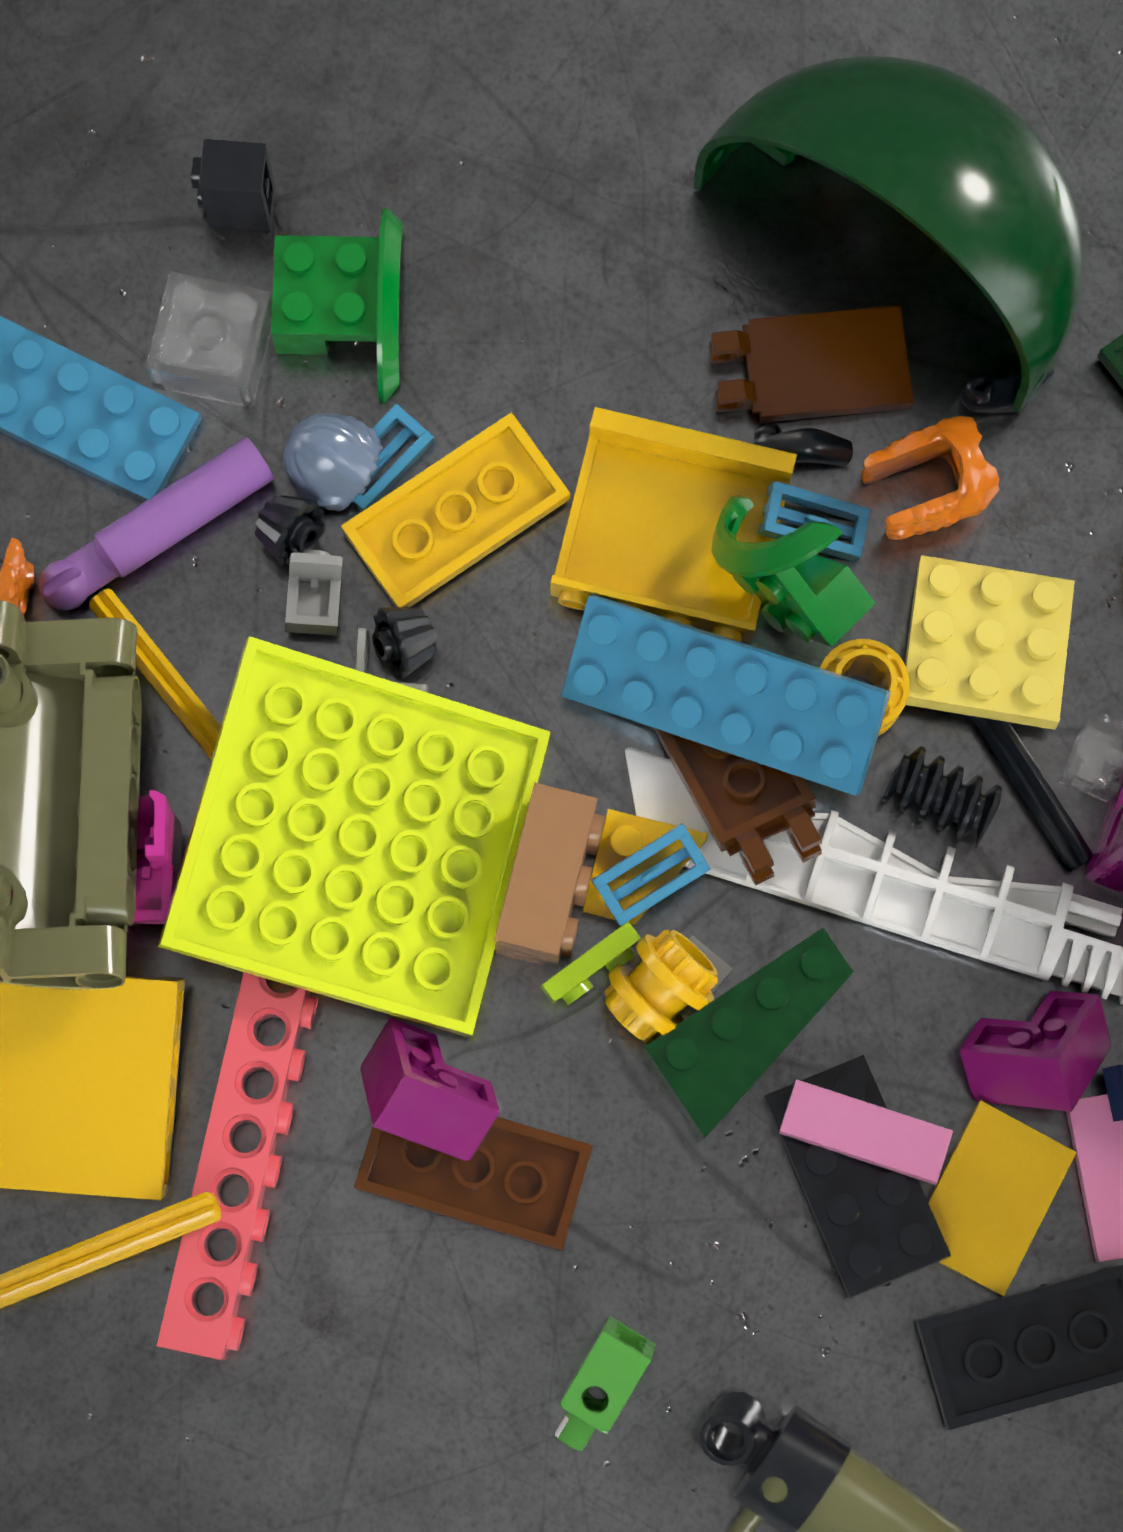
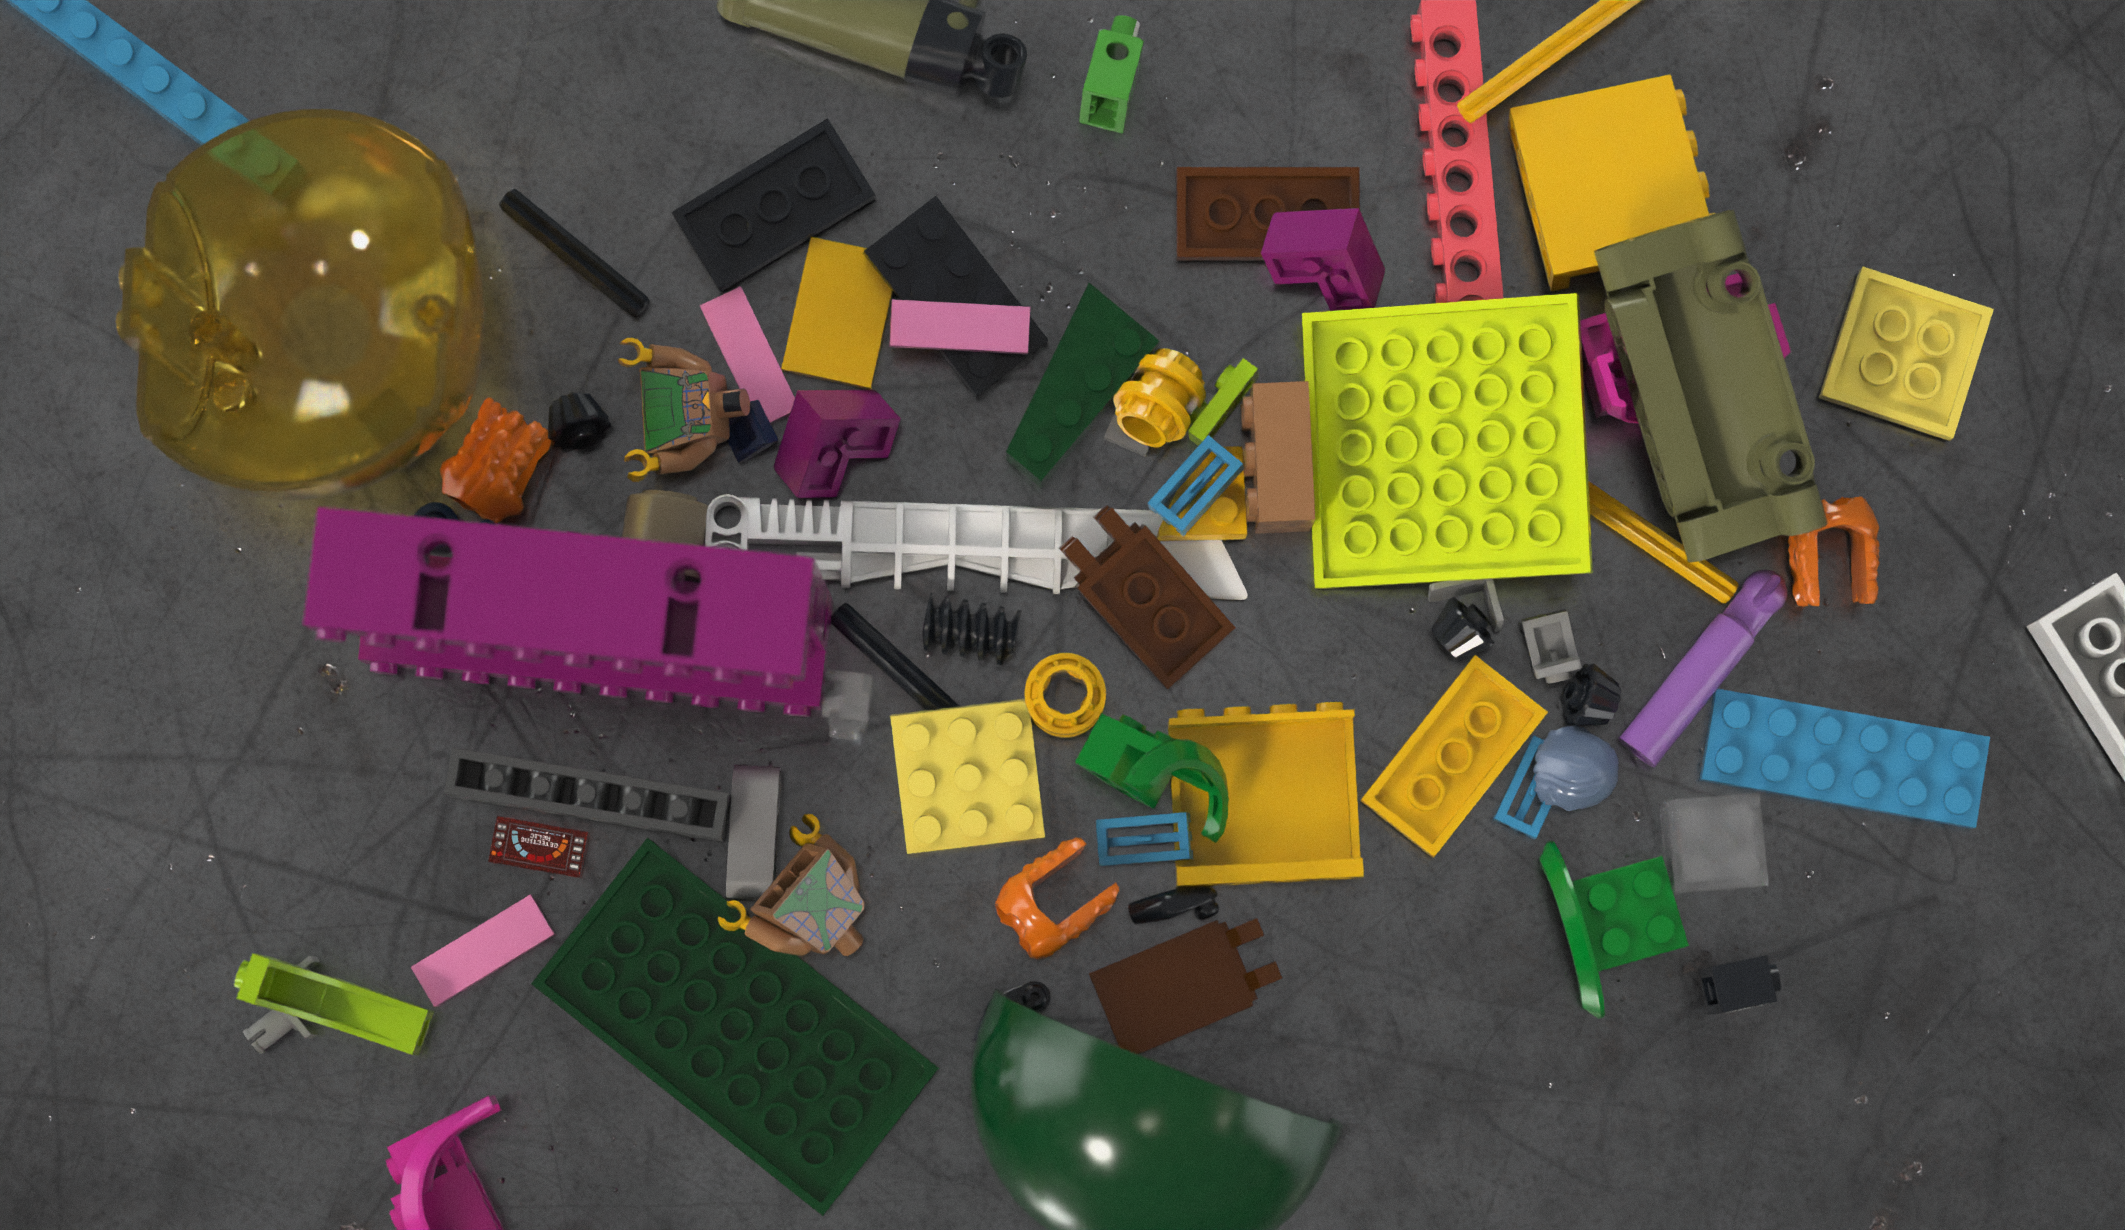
camera: 165 degrees right, 5 degrees up
(726, 694) = (1179, 651): dark azure plate -> none

